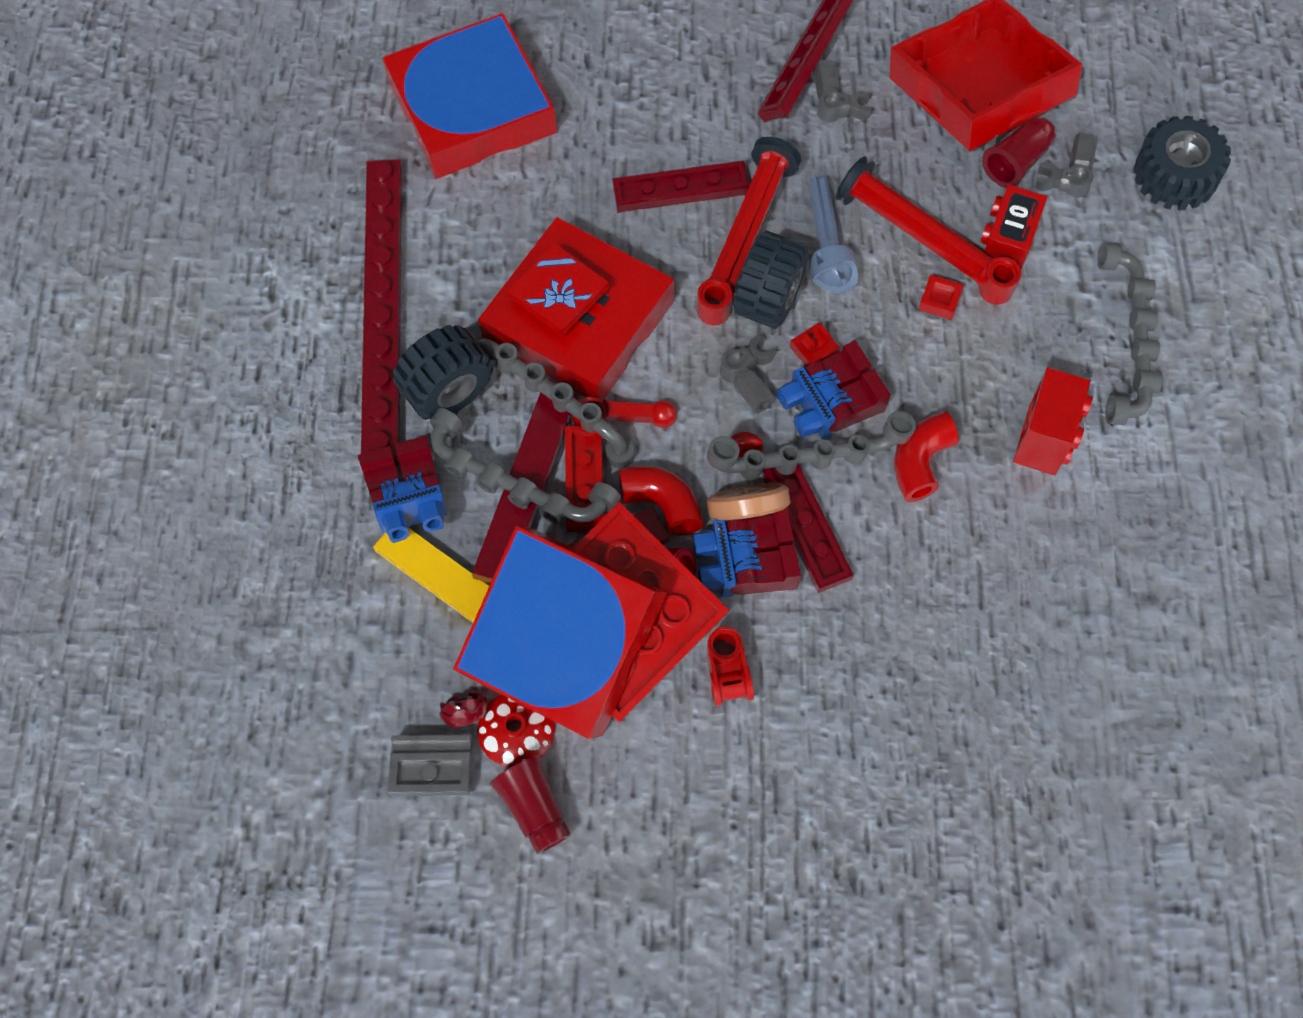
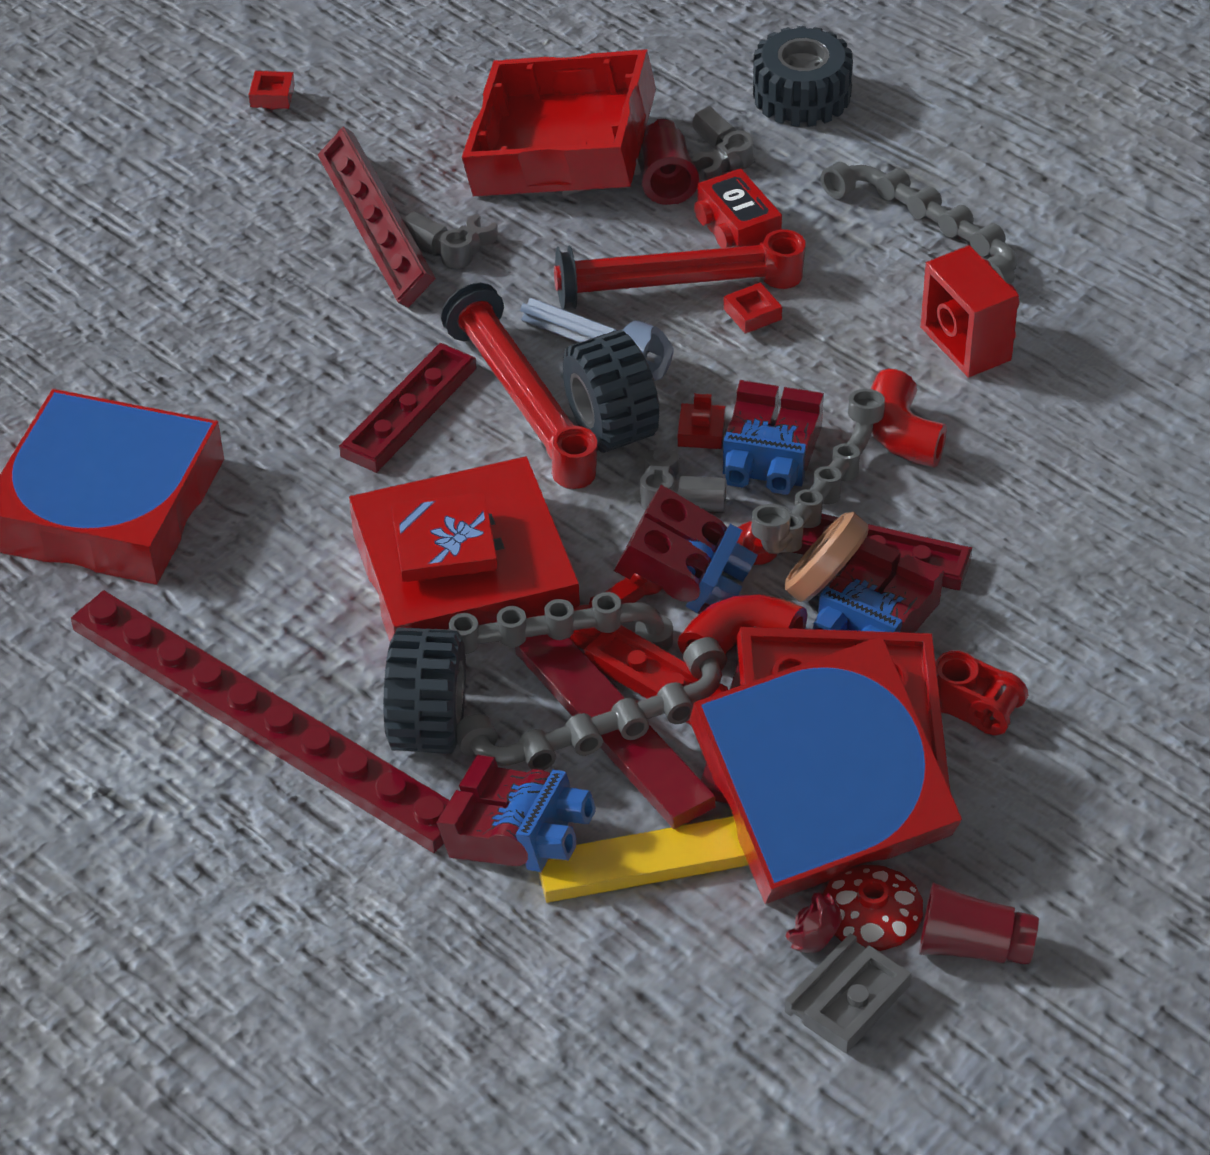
camera: 50 degrees left, 20 degrees down
(688, 431) = (686, 551): none -> dark red hips

